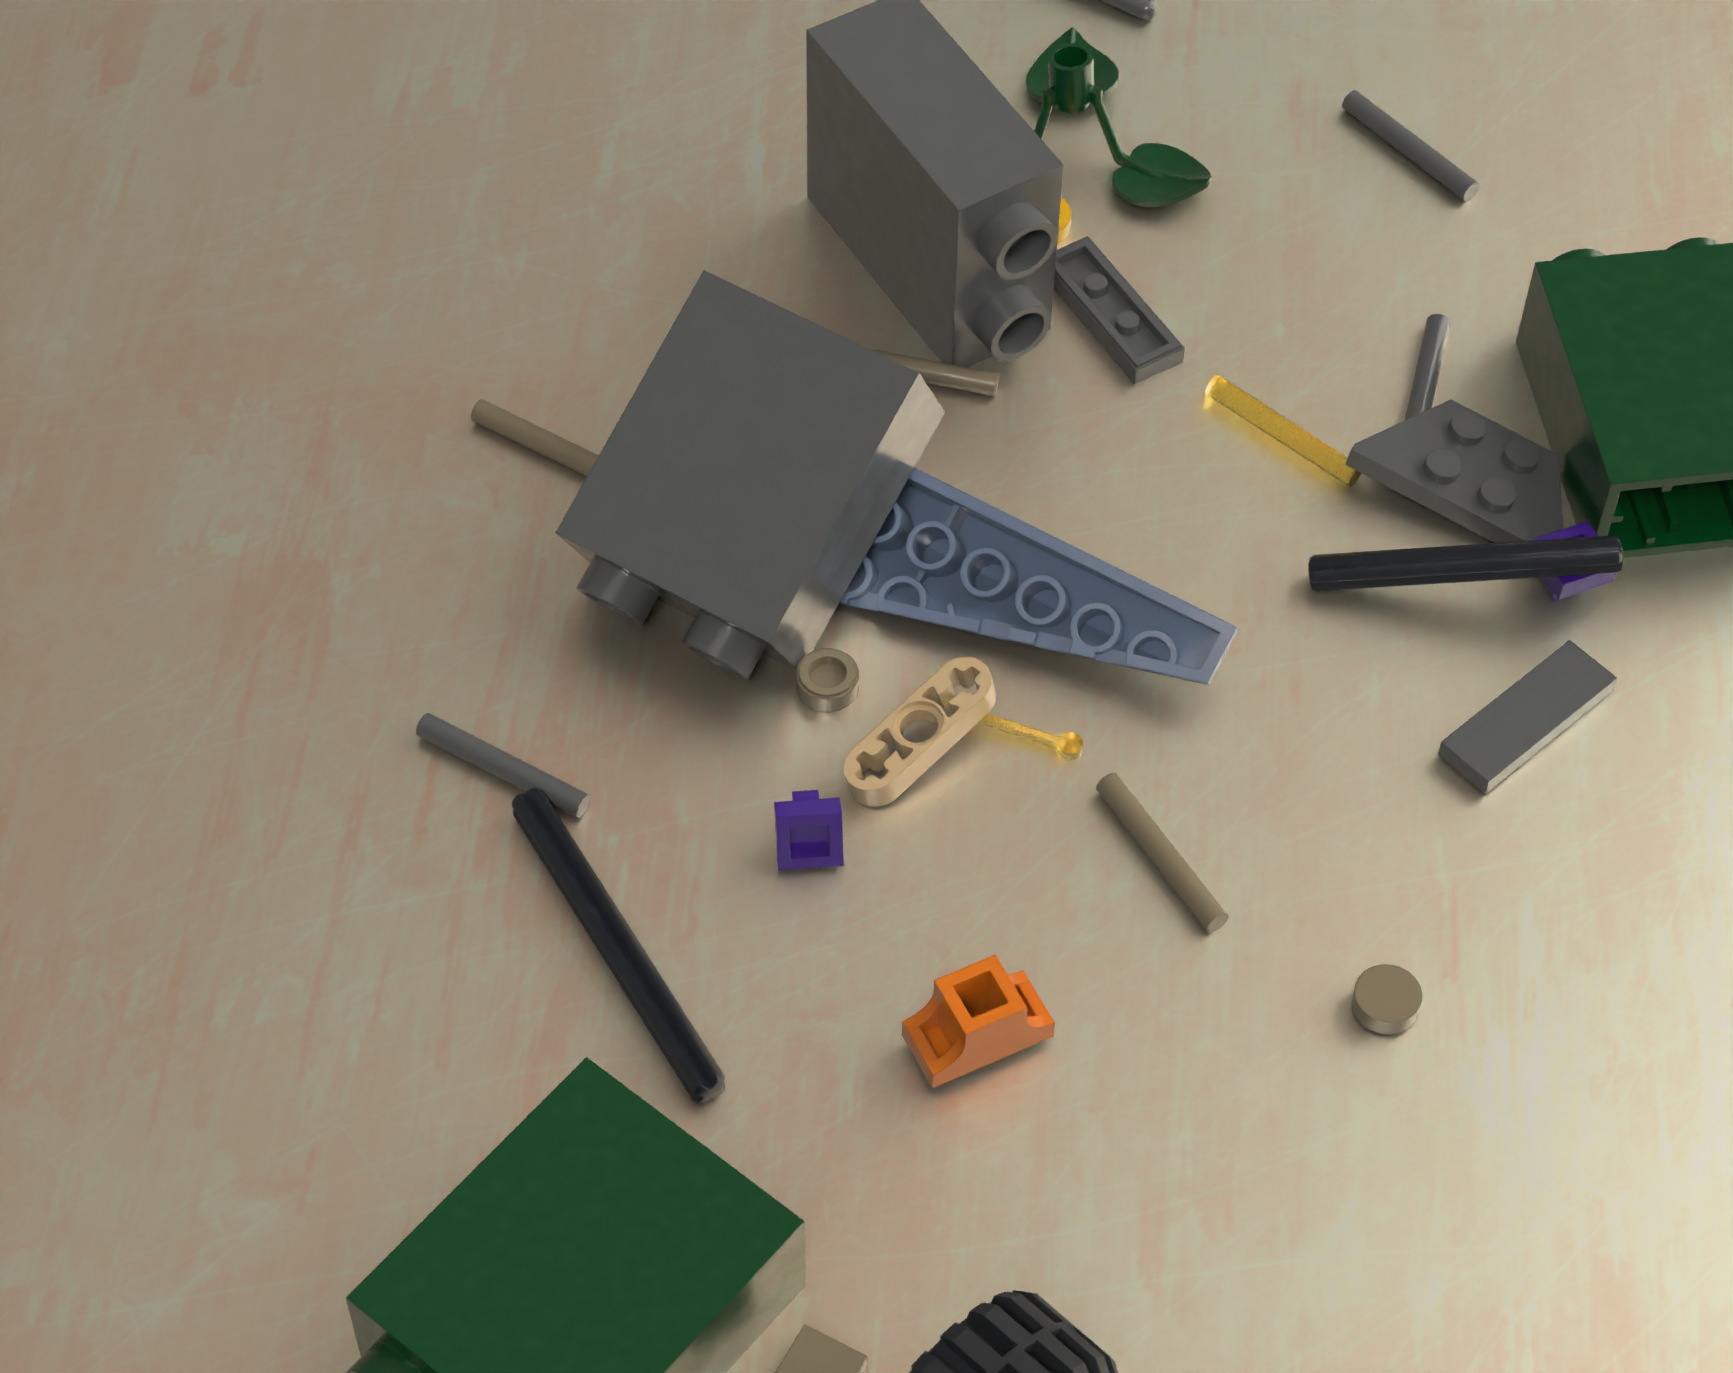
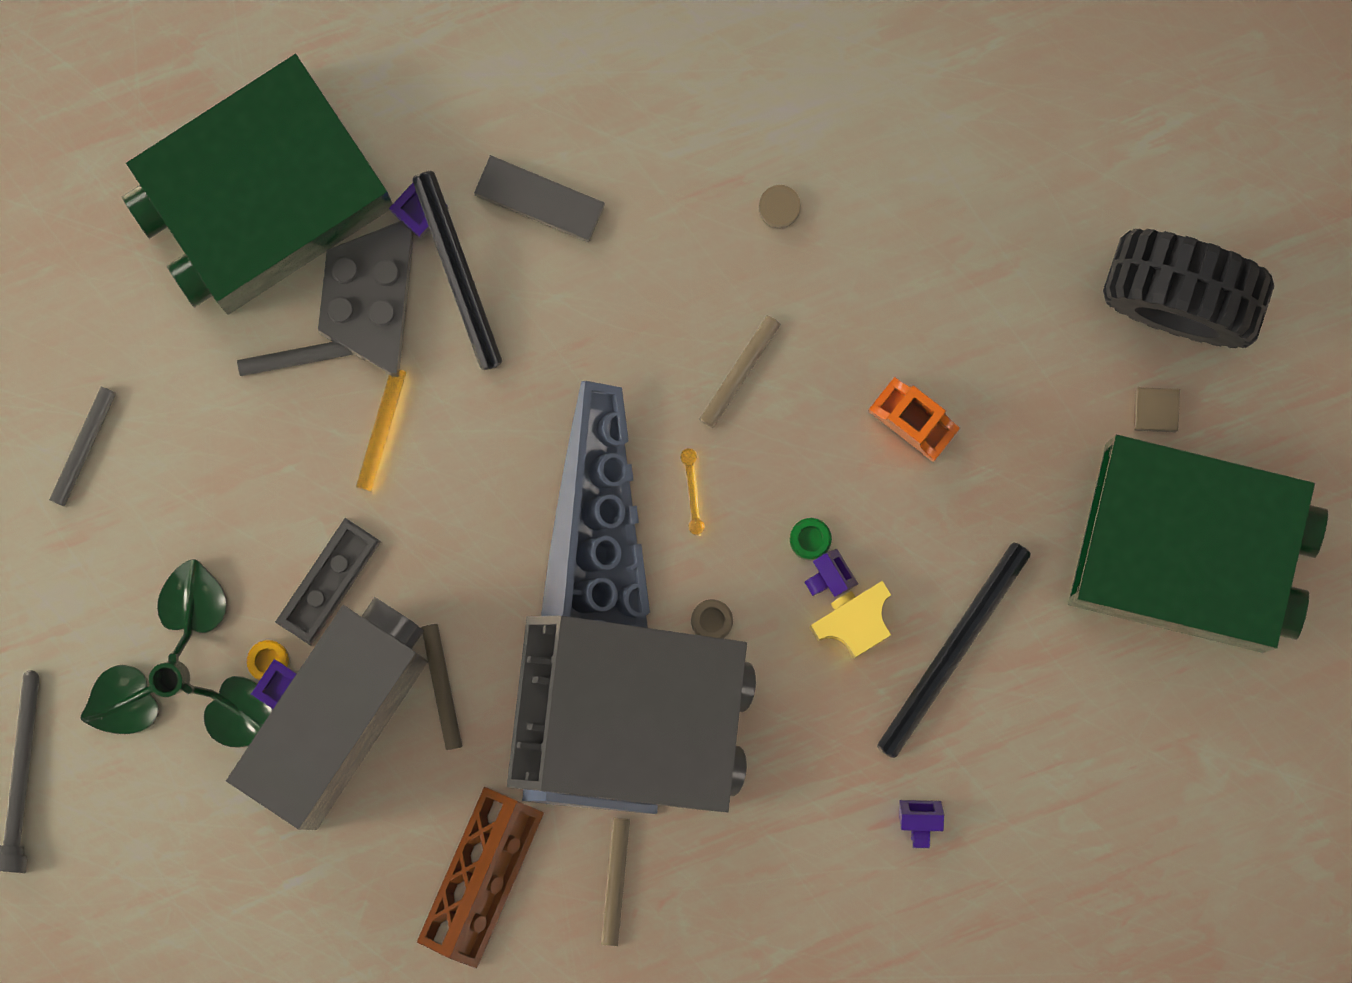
camera: 115 degrees left, 30 degrees up
(409, 792) = (920, 819): none -> dark purple tile
(502, 764) = (866, 780): dark grey bar -> none
(614, 289) = (486, 880): none -> dark orange fence
(725, 831) = (855, 620): none -> light yellow brick
(874, 838) = (810, 539): none -> green tile
(929, 704) = (755, 565): tan beam -> none

